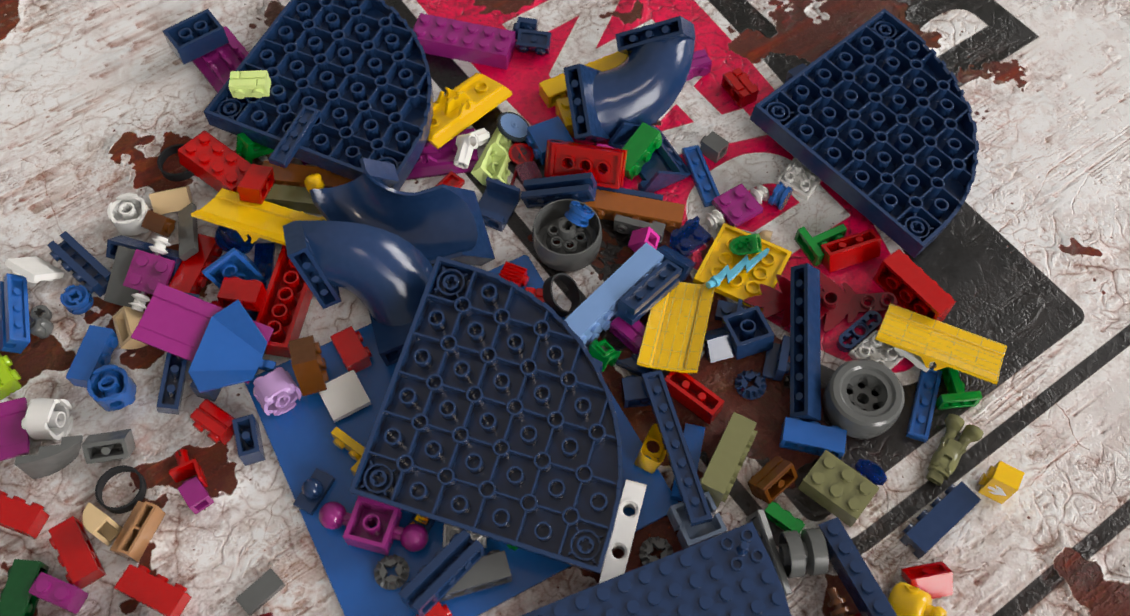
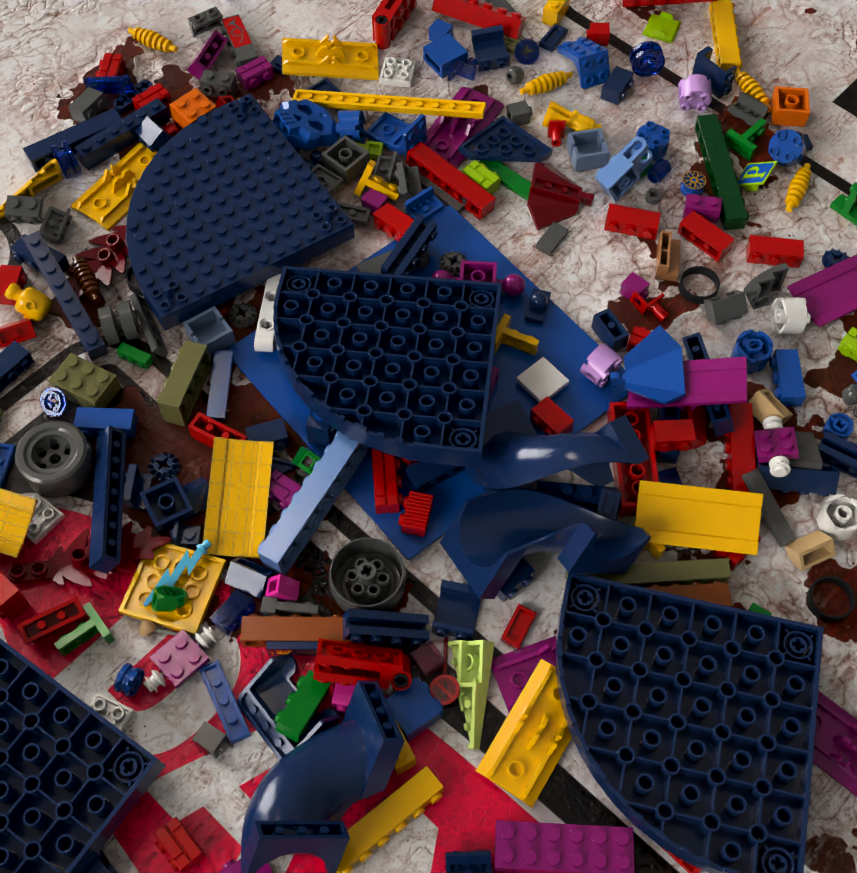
camera: 170 degrees right, 0 degrees up
(100, 524) = (696, 249): tan brick -> none
(158, 223) = (805, 515): reddish brown brick -> none
(213, 162) = (778, 589): red brick -> none
(231, 265) = (696, 462): blue slope -> none
(249, 84) = (785, 664): yellowish green brick -> none
(256, 184) = (721, 560): red brick -> none
(294, 136) = (700, 609): dark blue tile -> none
(308, 365) = (581, 385): reddish brown brick -> none
(314, 181) = (660, 577): yellow piece -> none
(466, 144) = (505, 674): white piece -> none
(512, 126) = (461, 721): medium blue wheel -> none
(572, 287) = (372, 512): black tyre -> none
(579, 214) = (355, 584): blue wheel -> none
(643, 461) = (245, 377): yellow piece -> none
(649, 292) = (268, 514): dark blue brick -> none
(676, 449) = (231, 377): dark blue plate -> none
(772, 479) = (144, 379): reddish brown brick -> none
(861, 323) = (52, 530): dark blue beam -> none

